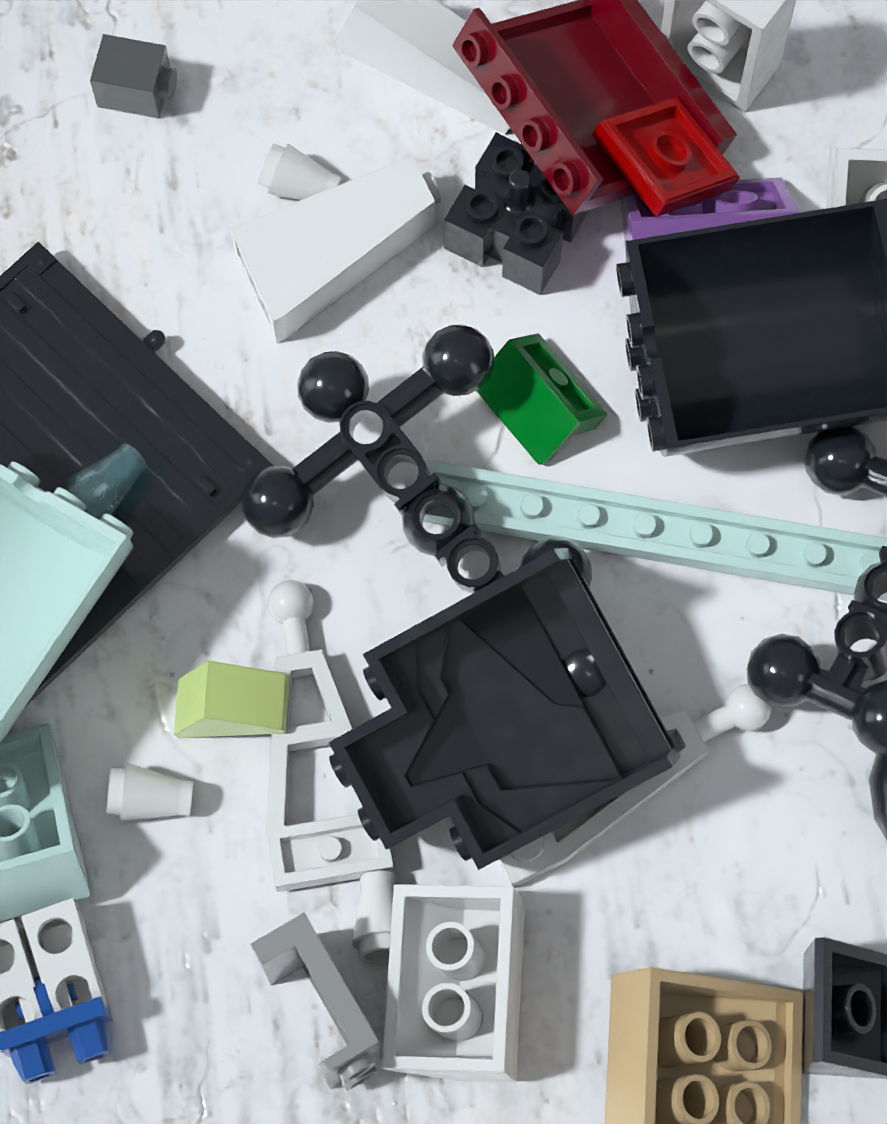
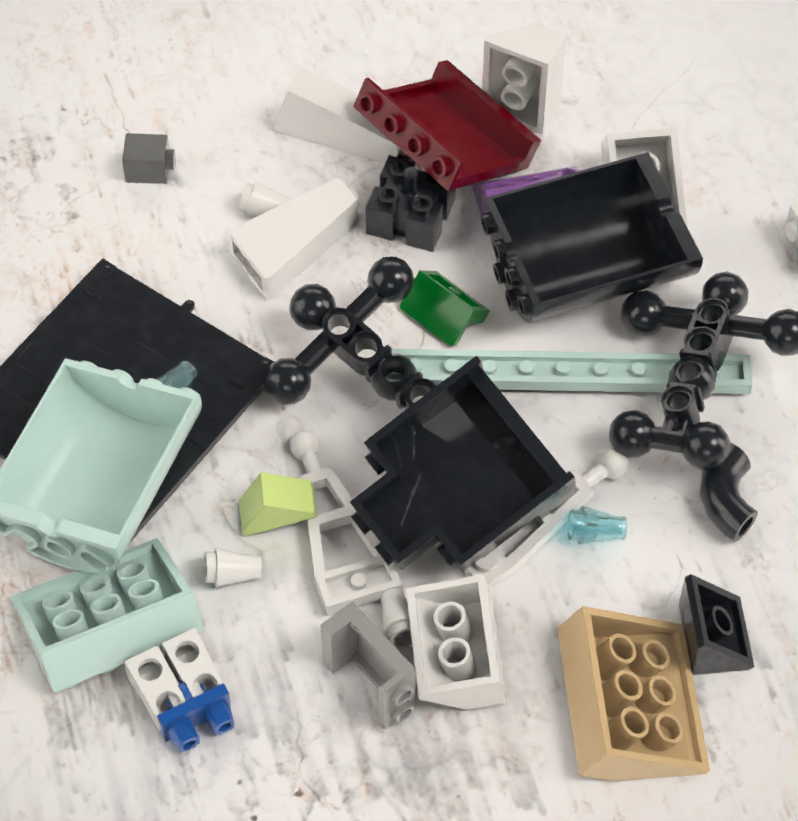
camera: 10 degrees left, 15 degrees down
(665, 156) = (499, 155): red tile -> none
(698, 809) = (592, 526): none -> clear light blue cone

